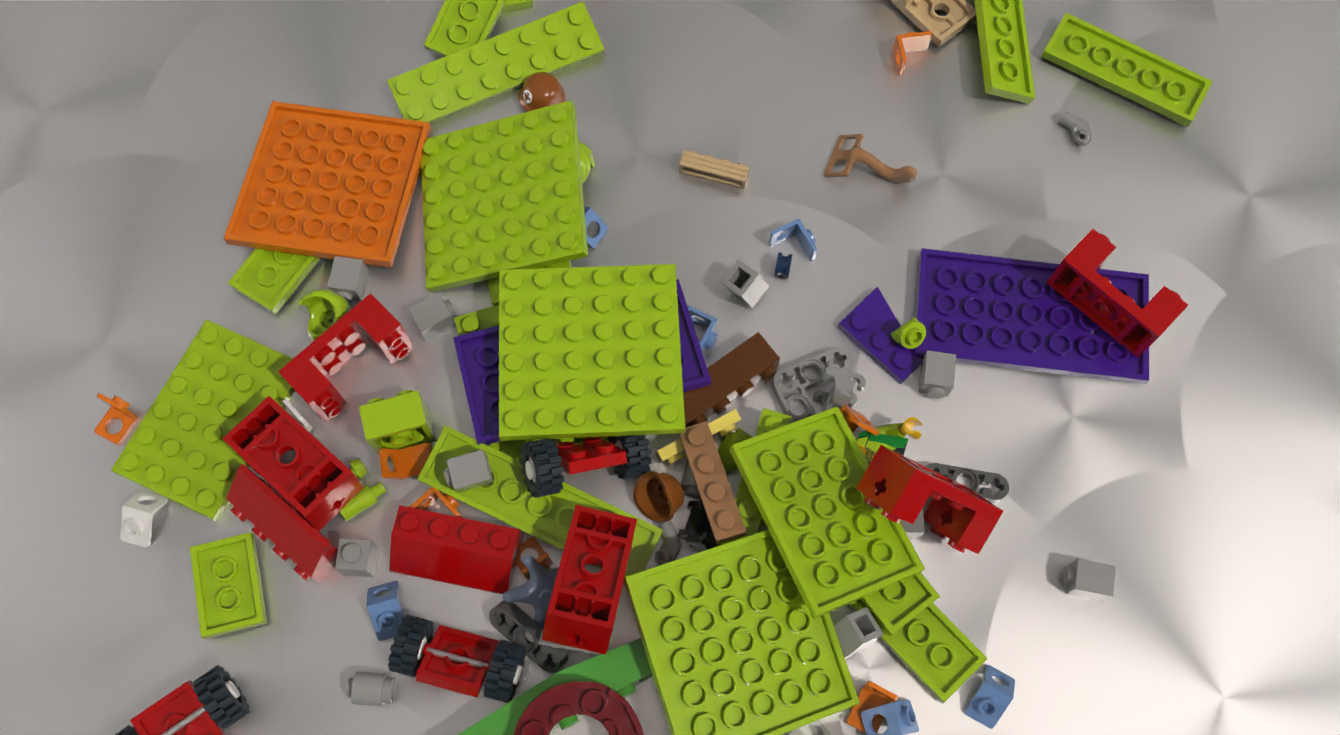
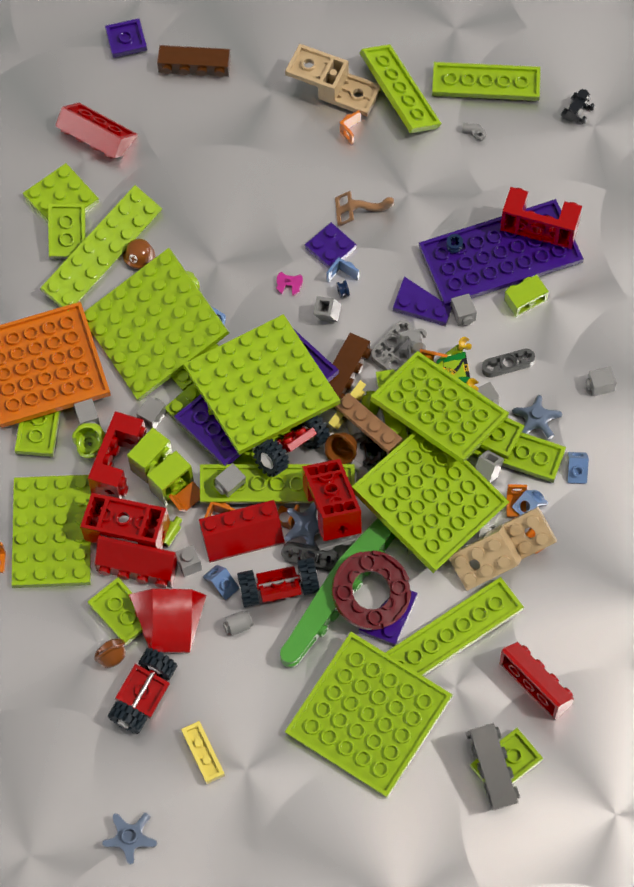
camera: 25 degrees left, 5 degrees down
(137, 518) = (47, 603): white bracket -> none
(173, 642) = (111, 653): none -> dark orange helmet
(279, 634) = (169, 617): none -> red wedge
(389, 373) = (148, 453): none -> lime brick
(709, 323) = (318, 343): medium blue bracket -> none
(714, 169) = (270, 252): tan piece -> none
(725, 225) = (287, 280): none -> dark pink piece
(799, 196) = (330, 245): none -> dark purple plate
(903, 488) = (510, 375): red plate -> none
(910, 334) = (437, 293): lime plate -> none
(967, 588) = (537, 417): none -> sand blue animal
(969, 281) = (454, 237): none -> dark blue bush
(1038, 394) = (526, 295): none -> lime brick
(1240, 158) = (577, 106): none -> black piece

